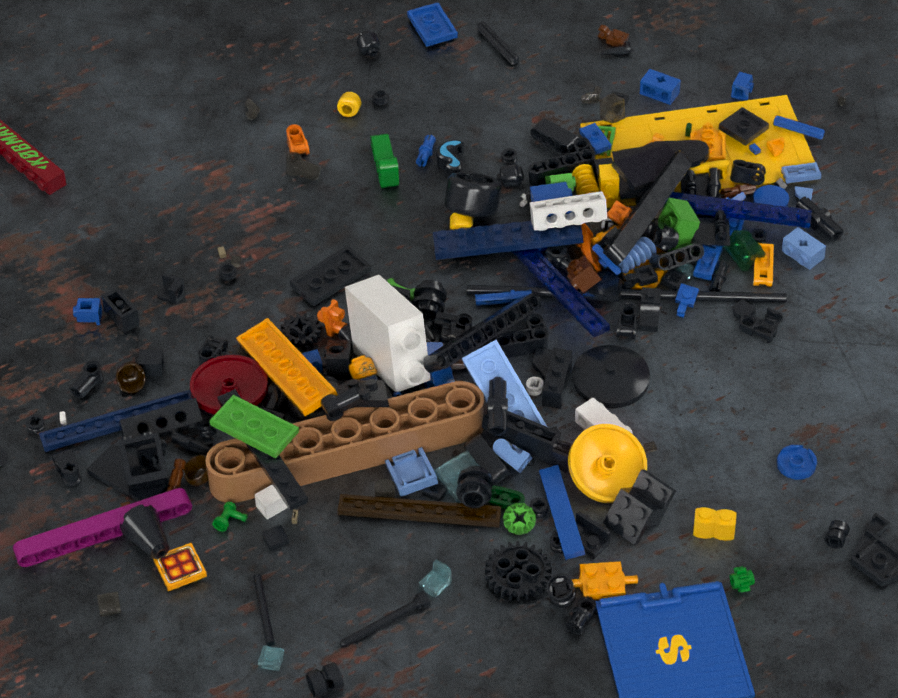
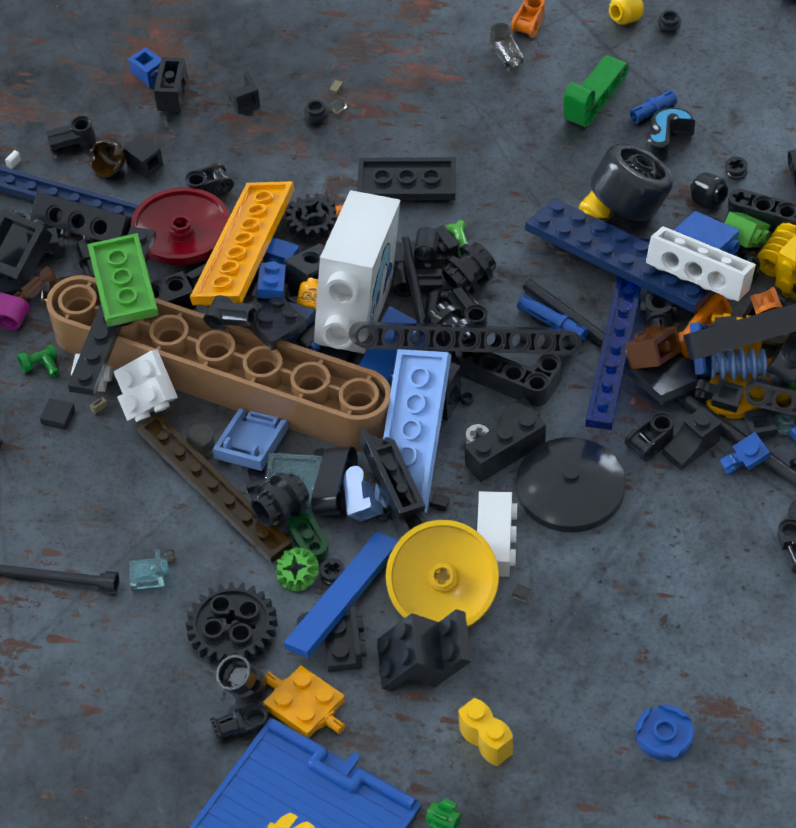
camera: 45 degrees right, 5 degrees up
(323, 482) = (144, 387): none -> white plate
(334, 375) = (271, 280): none -> blue plate
(497, 406) = (379, 427): black piece -> none

